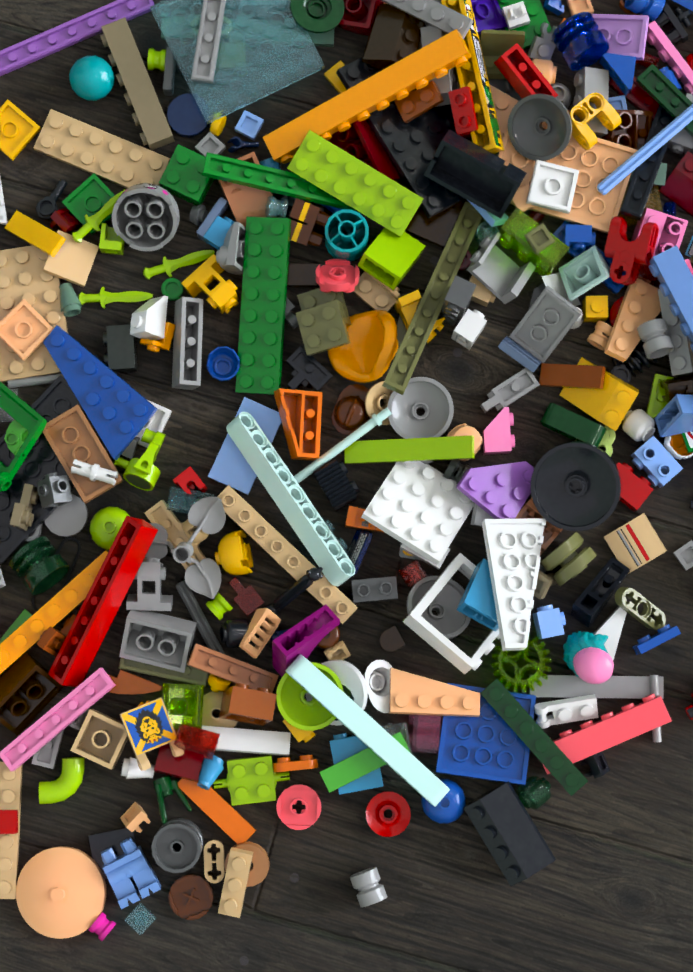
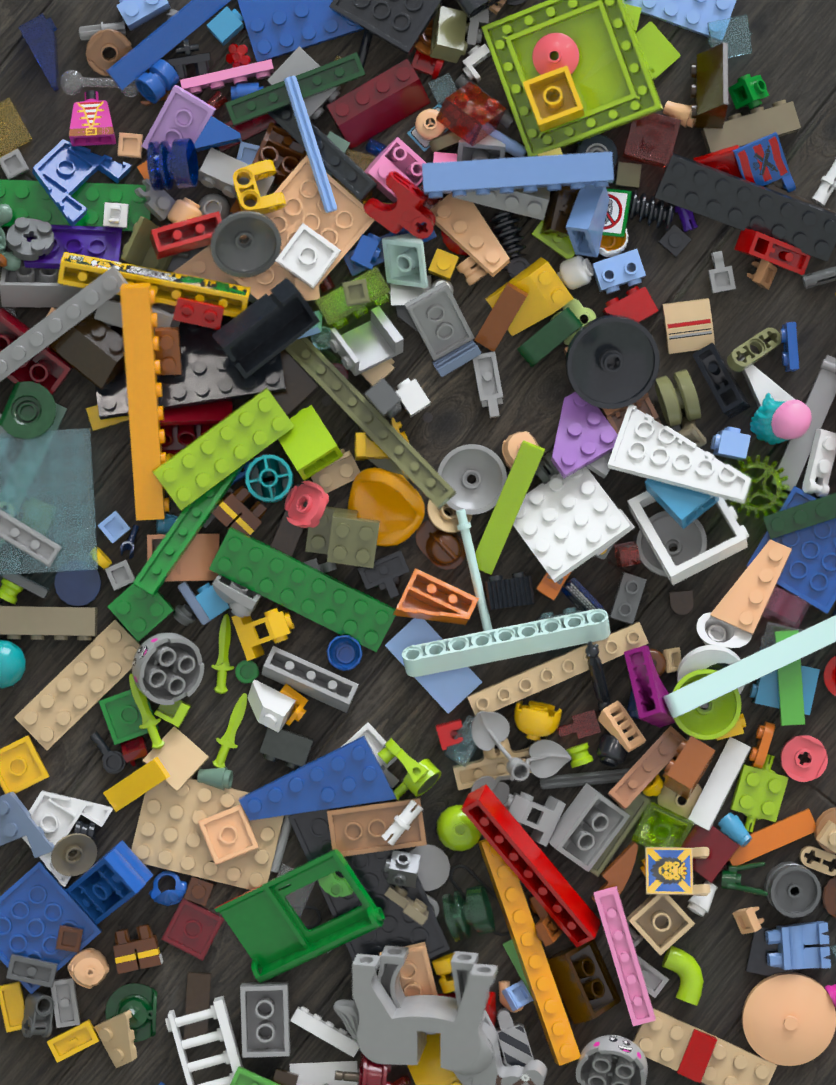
camera: 65 degrees left, 5 degrees up
(197, 740) = (702, 830): clear red leg -> none
(276, 207) = (212, 535): clear light blue wheel -> none
(497, 435) = (525, 413): bright pink slope -> none
(655, 337) = (503, 222): light grey wheel -> none

